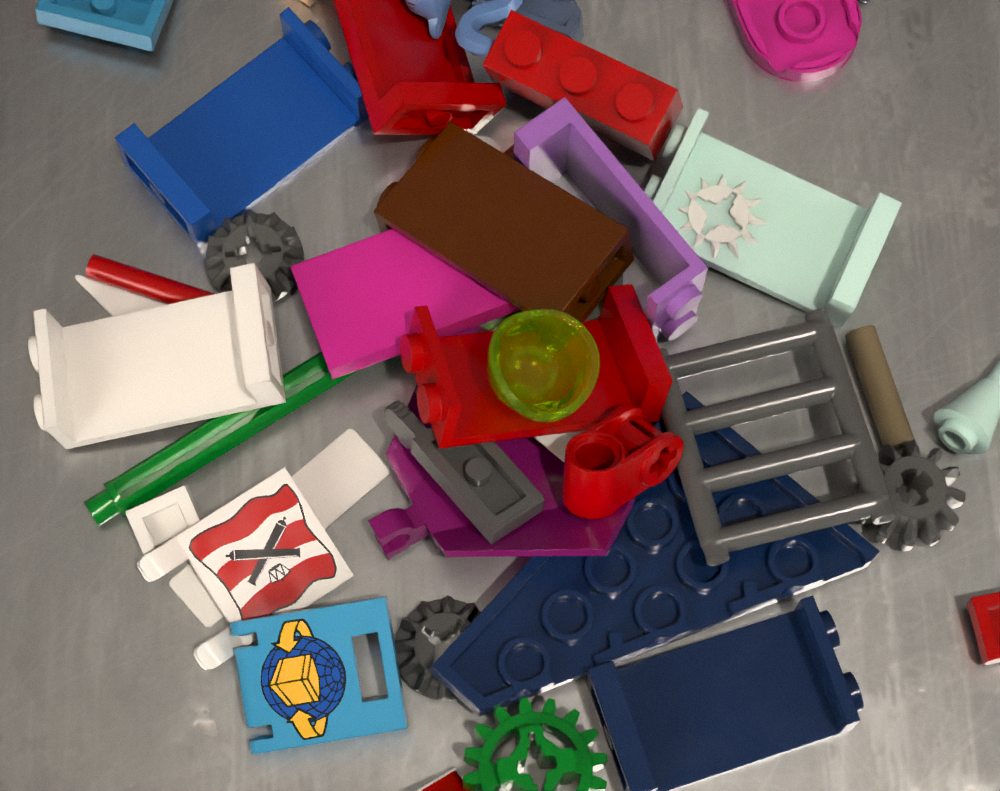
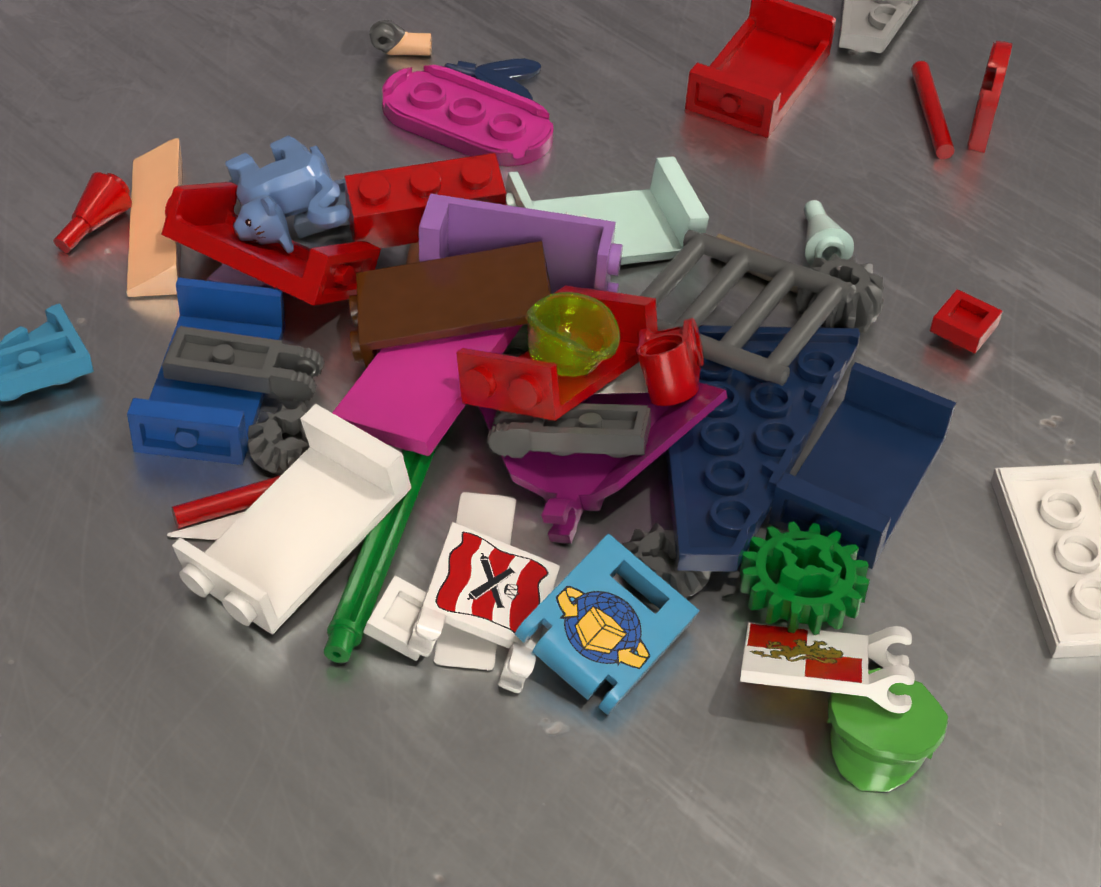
camera: 45 degrees left, 25 degrees down
(270, 140) = (243, 363): none -> dark grey hinge

